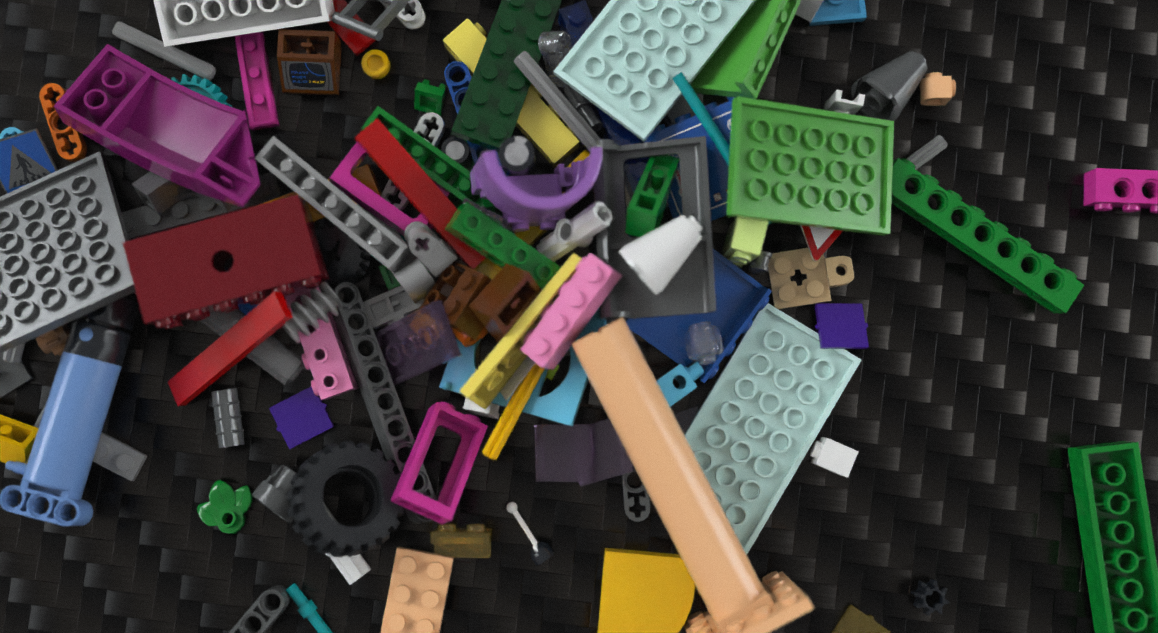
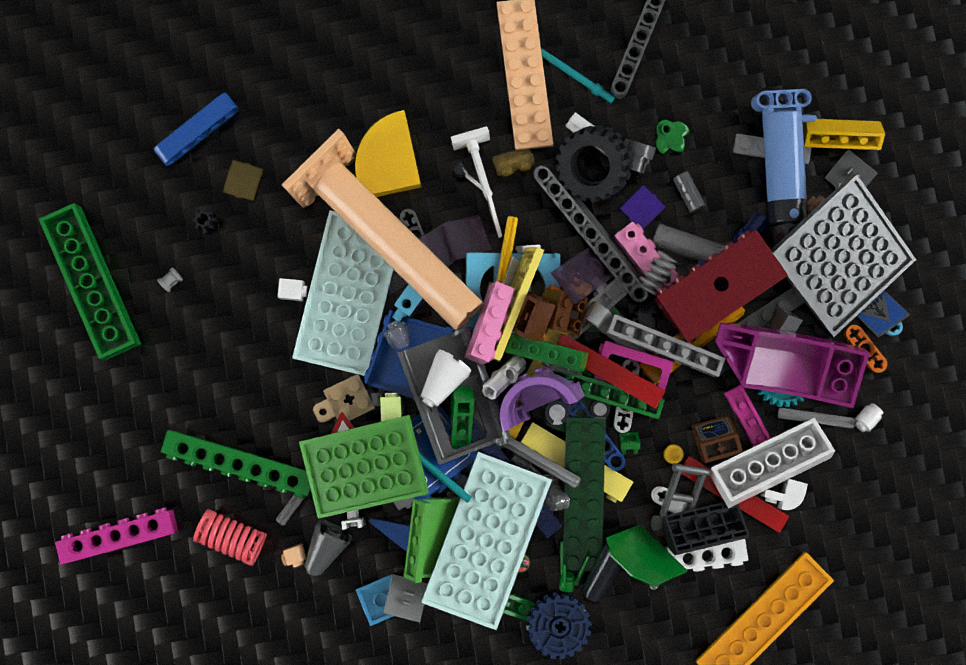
camera: 170 degrees right, 0 degrees up
(92, 27) = (868, 417): none -> white brick
(155, 339) = (756, 222): none -> clear blue piece
(230, 348) = (700, 233): red tile -> none
(431, 250) = (594, 337): light grey piece -> none
(471, 434) = (529, 200): dark pink piece -> none
(513, 591) = (471, 140): none -> white piece
(790, 80) = (394, 530): none -> blue slope
(841, 326) = (311, 376): dark purple piece -> none
(1002, 526) = (170, 279): none -> light grey bush
(1019, 123) = (226, 546): none -> coral piece

